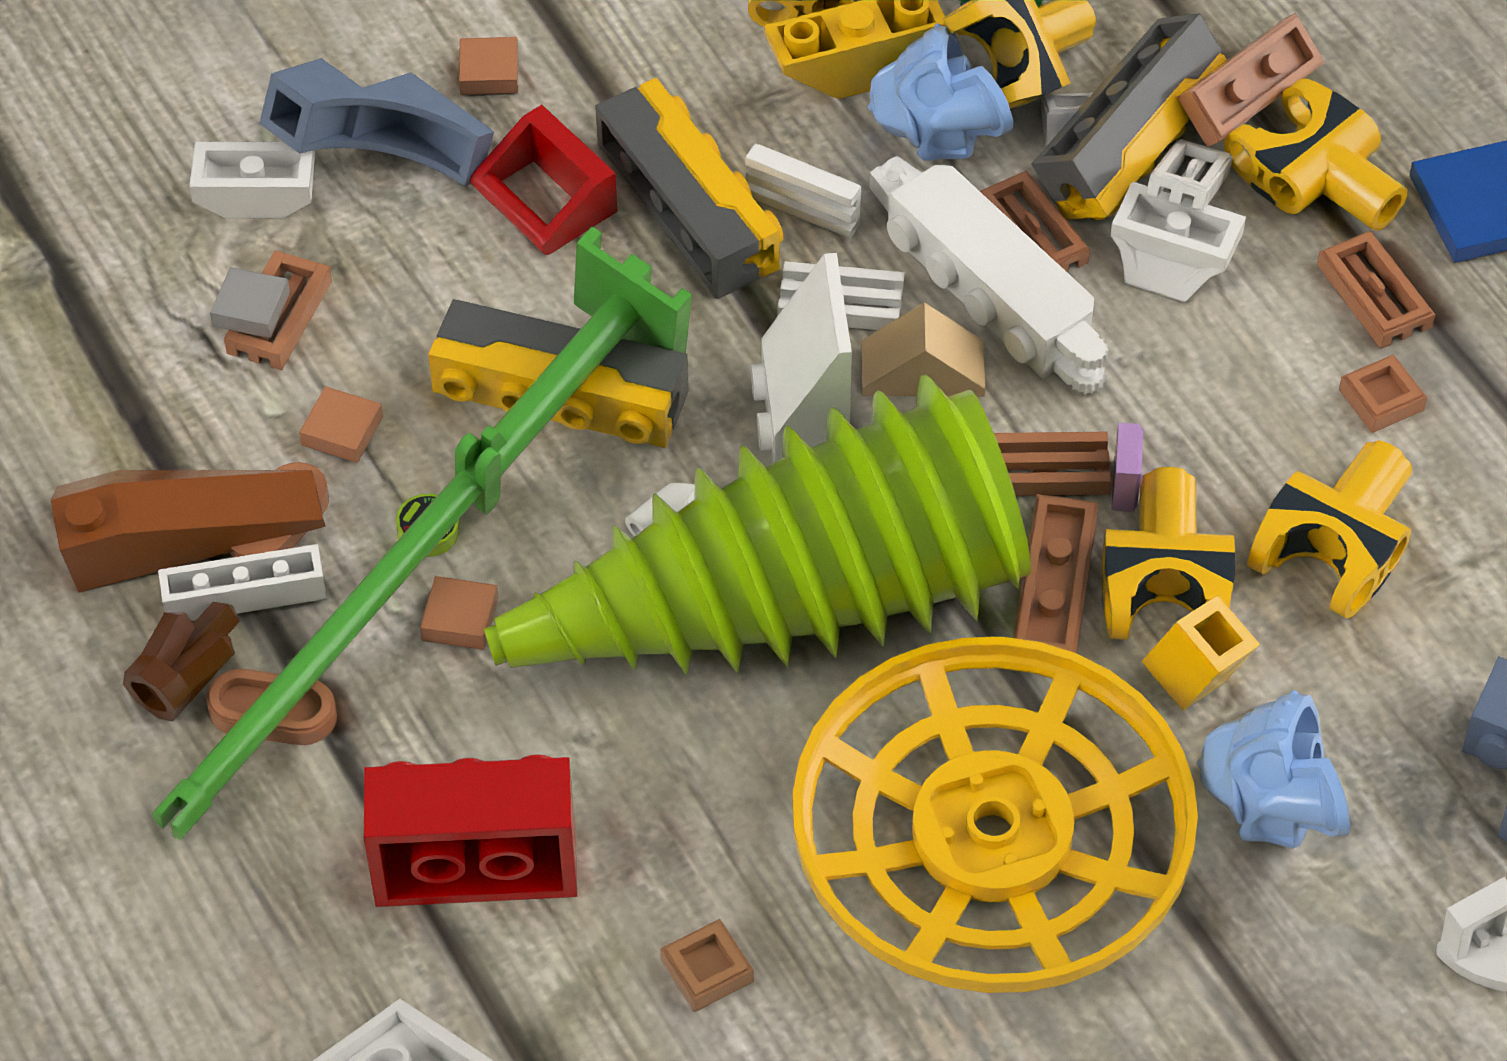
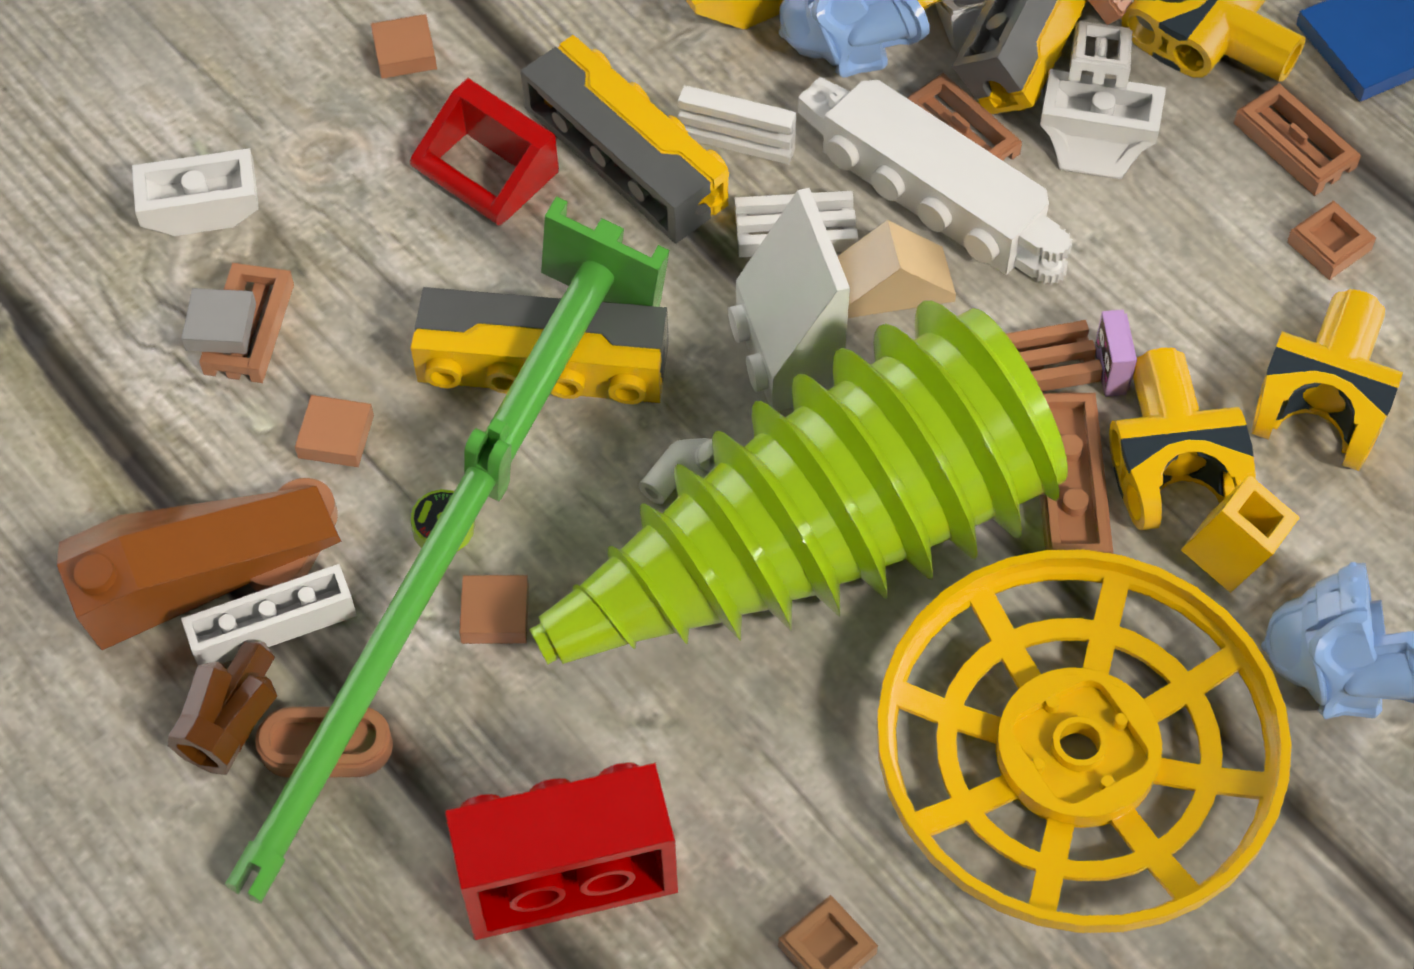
camera: 10 degrees left, 5 degrees up
(402, 116) = (255, 114): sand blue arch -> none

